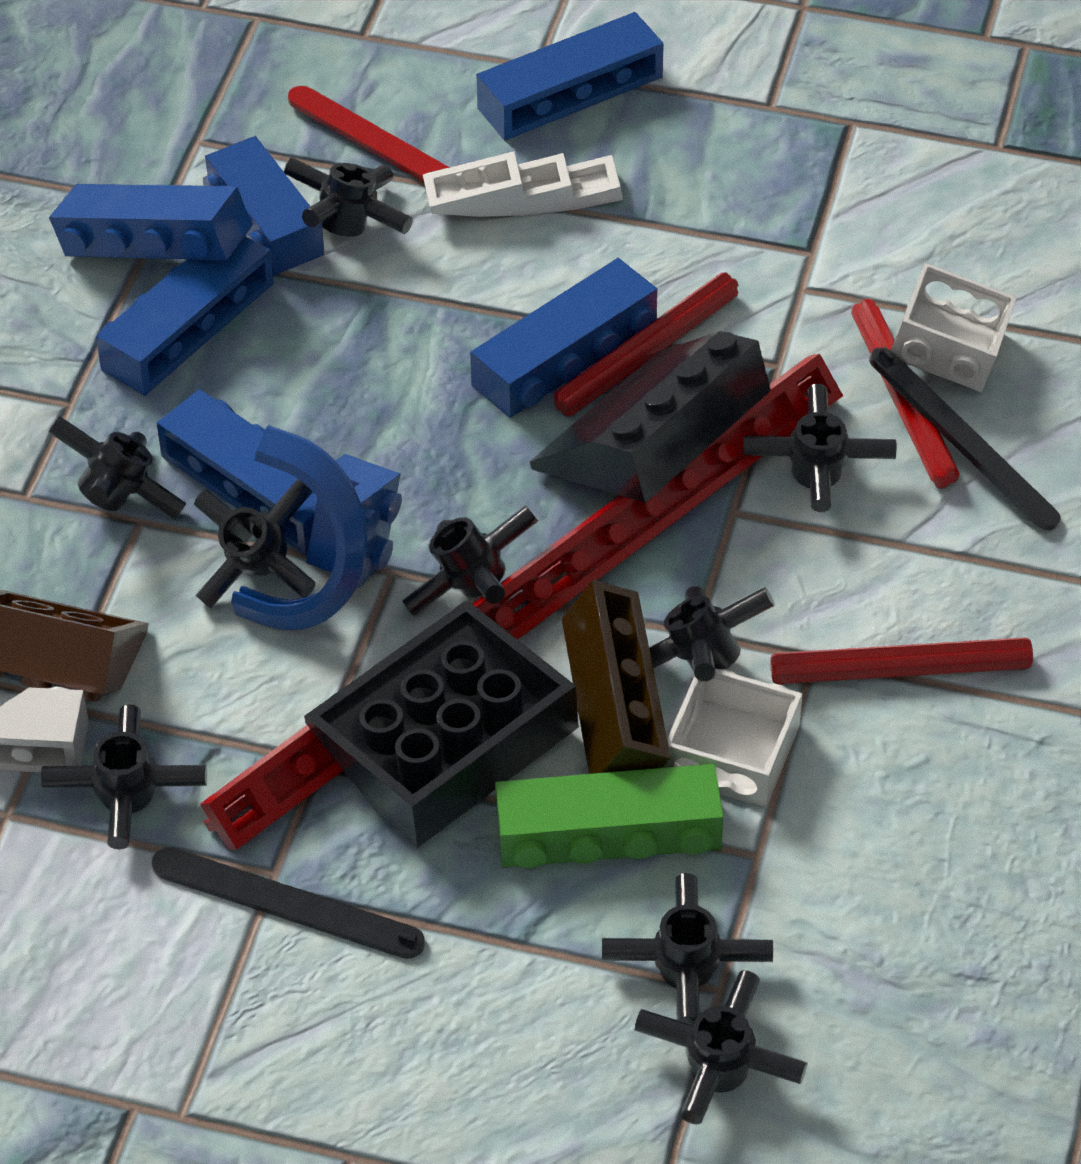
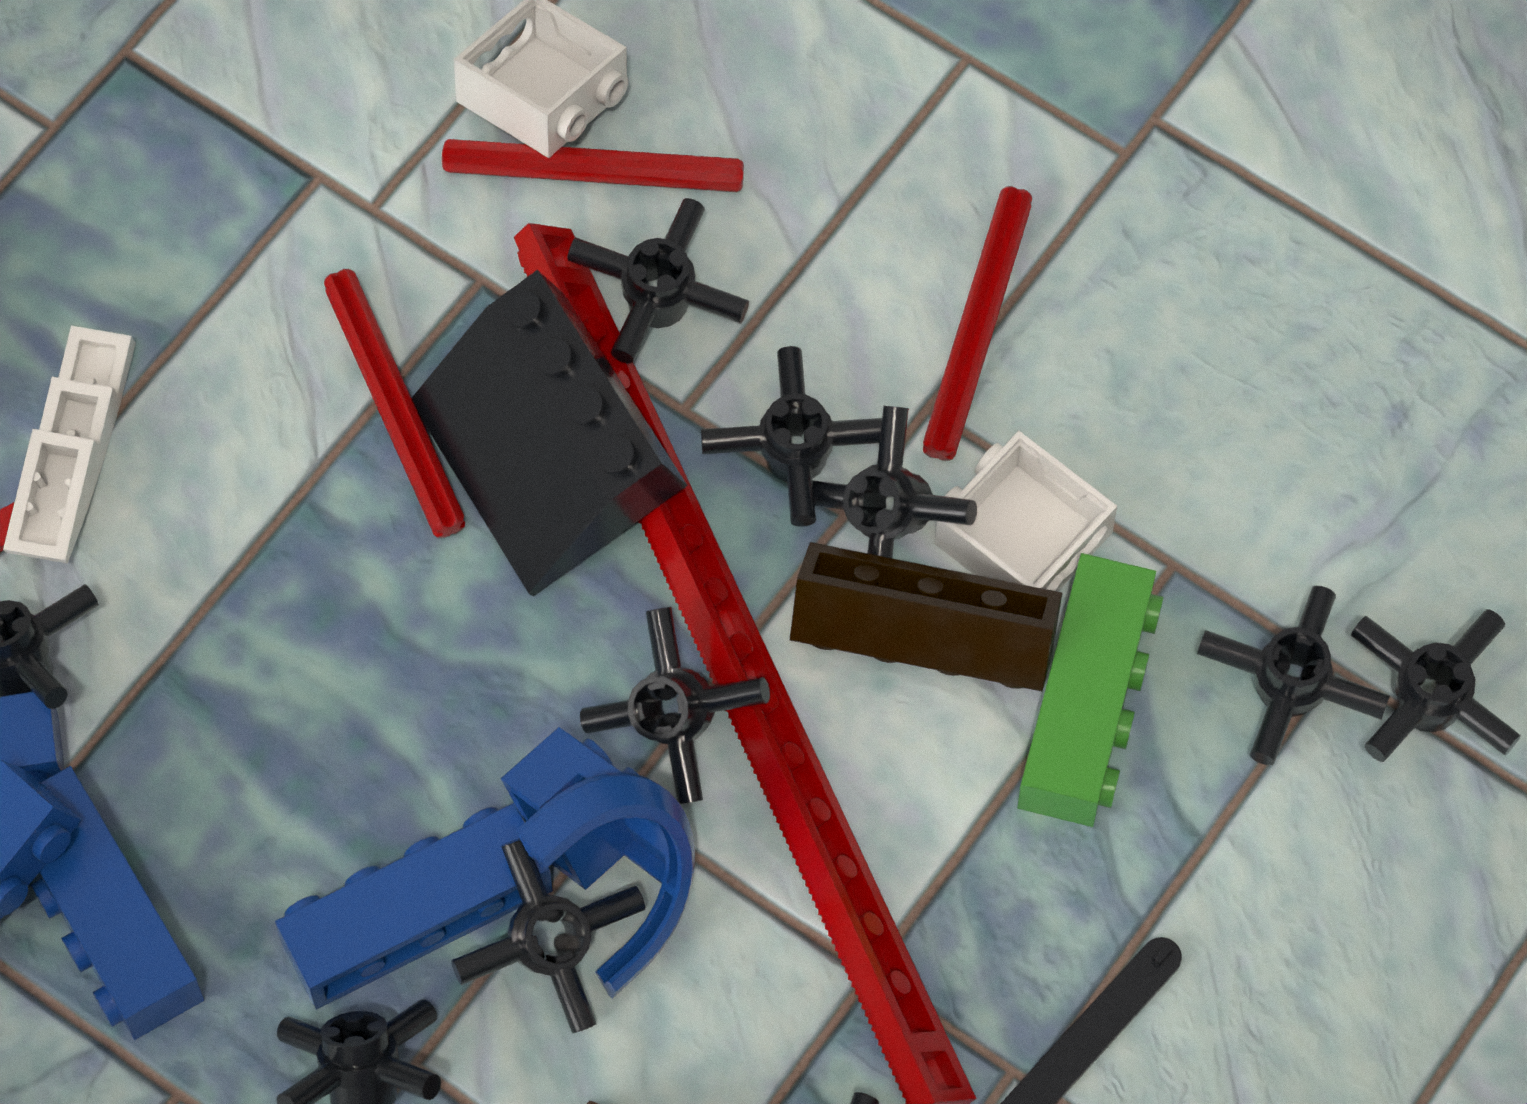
camera: 70 degrees left, 15 degrees up
(445, 721) = (904, 810): black slope -> none
(563, 337) = (355, 486): blue brick -> none
(729, 565) = (788, 417): none -> black bar
(965, 439) = (694, 133): black piece -> none

